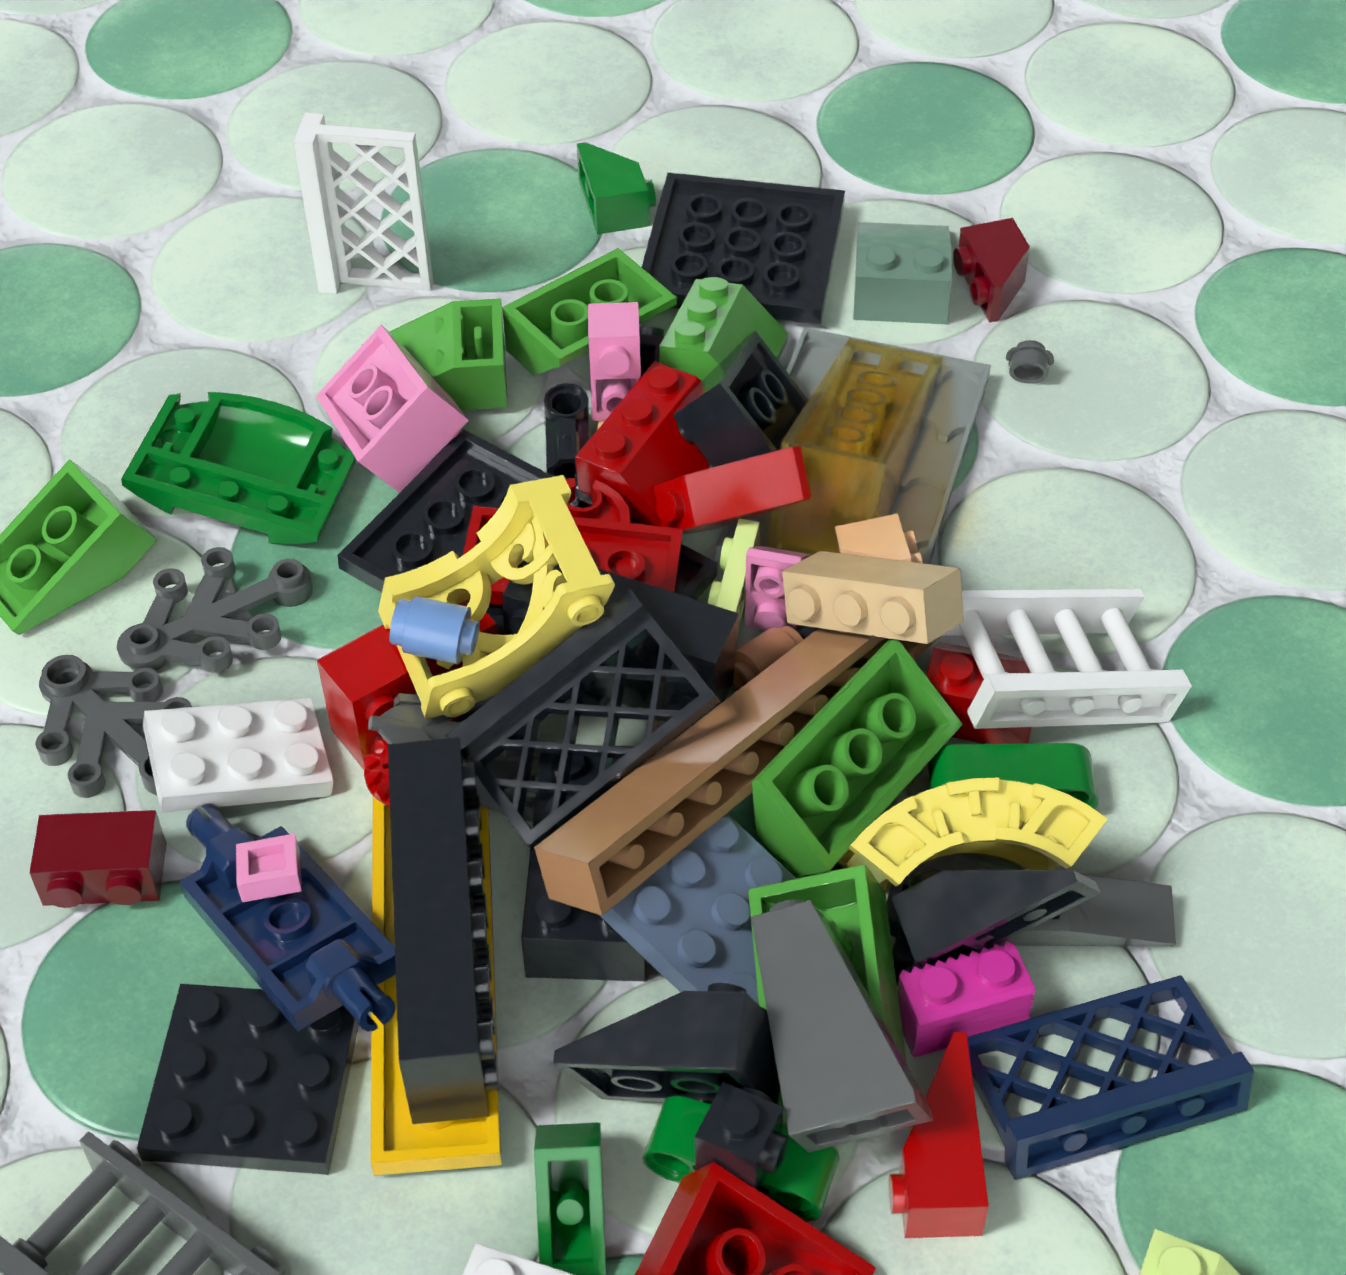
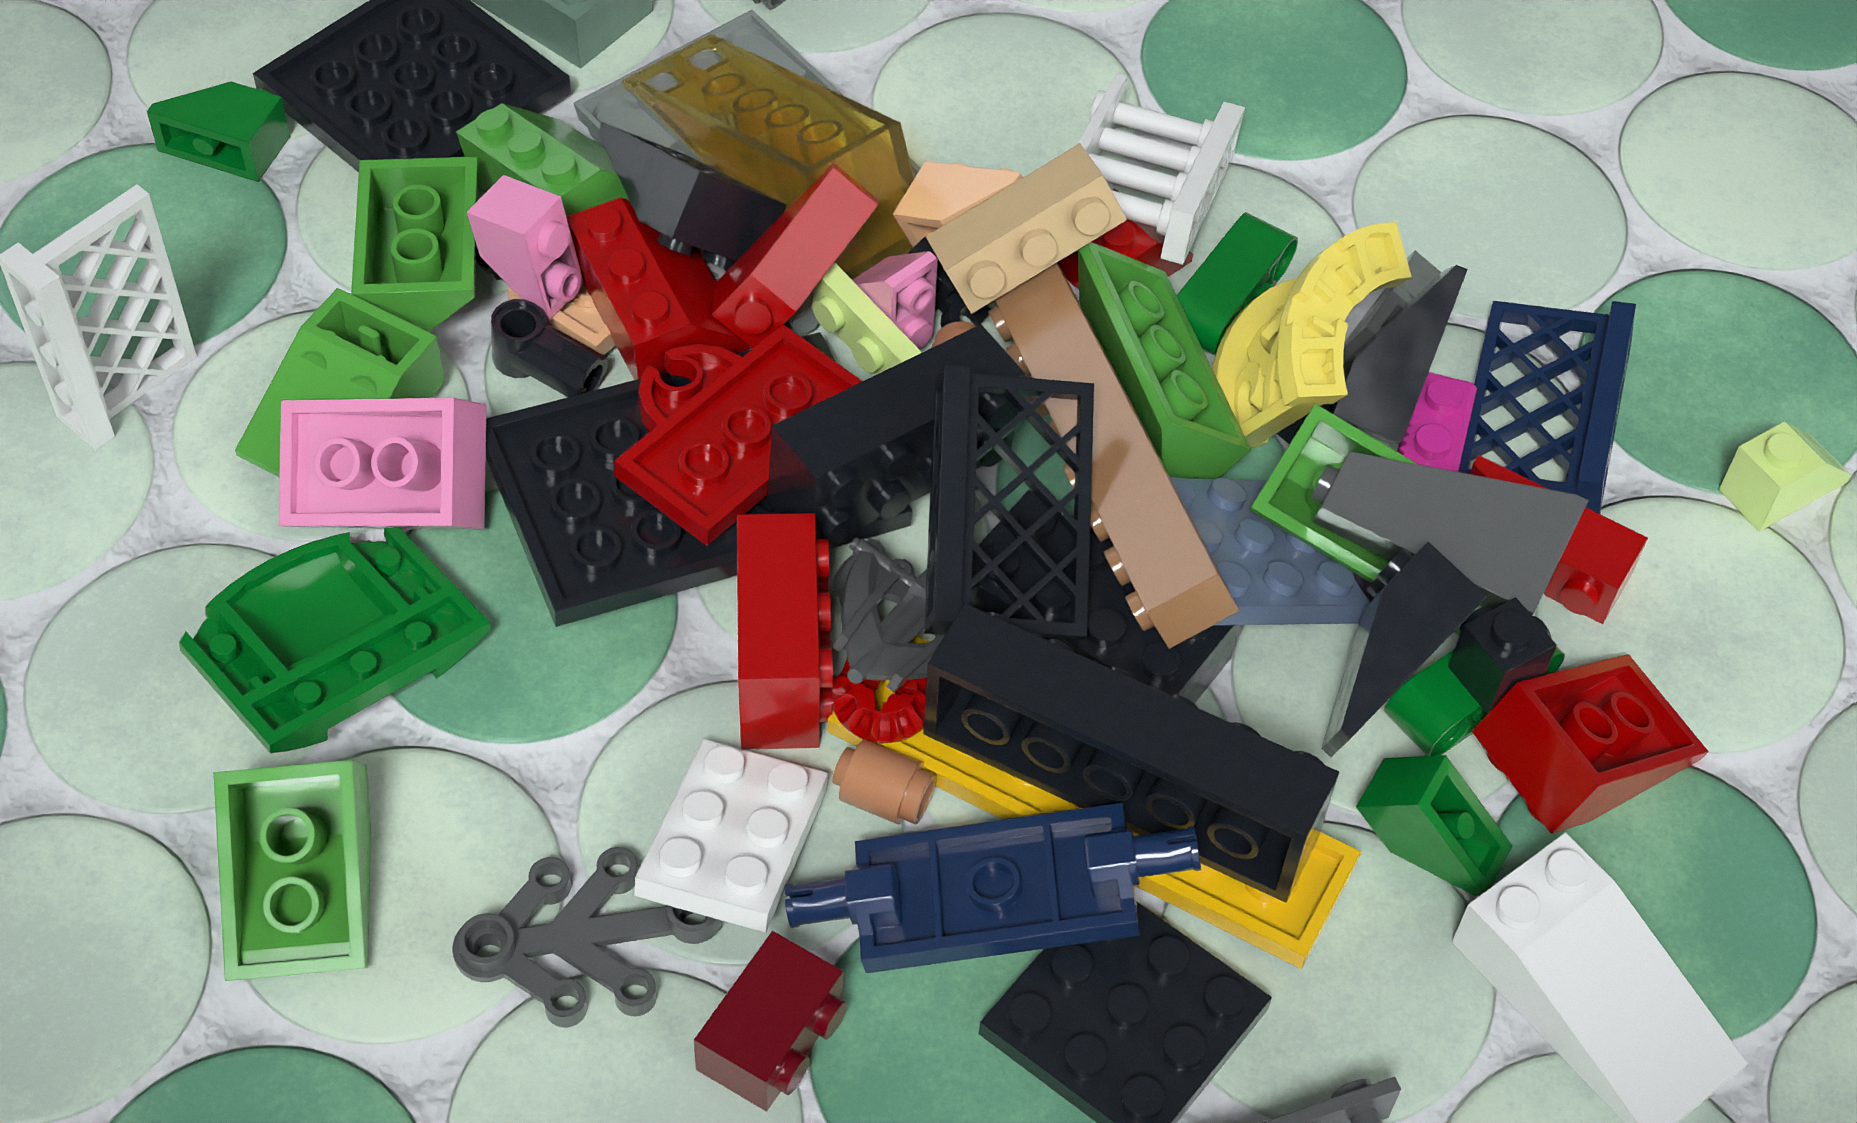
camera: 60 degrees left, 5 degrees up
(158, 641) = (510, 777): dark grey plant -> none
(268, 868) = (938, 861): bright pink plate -> none
(344, 816) = (884, 782): none -> nougat brick
(434, 629) = (837, 545): medium blue brick -> none
(527, 527) = (806, 393): light yellow fence -> none

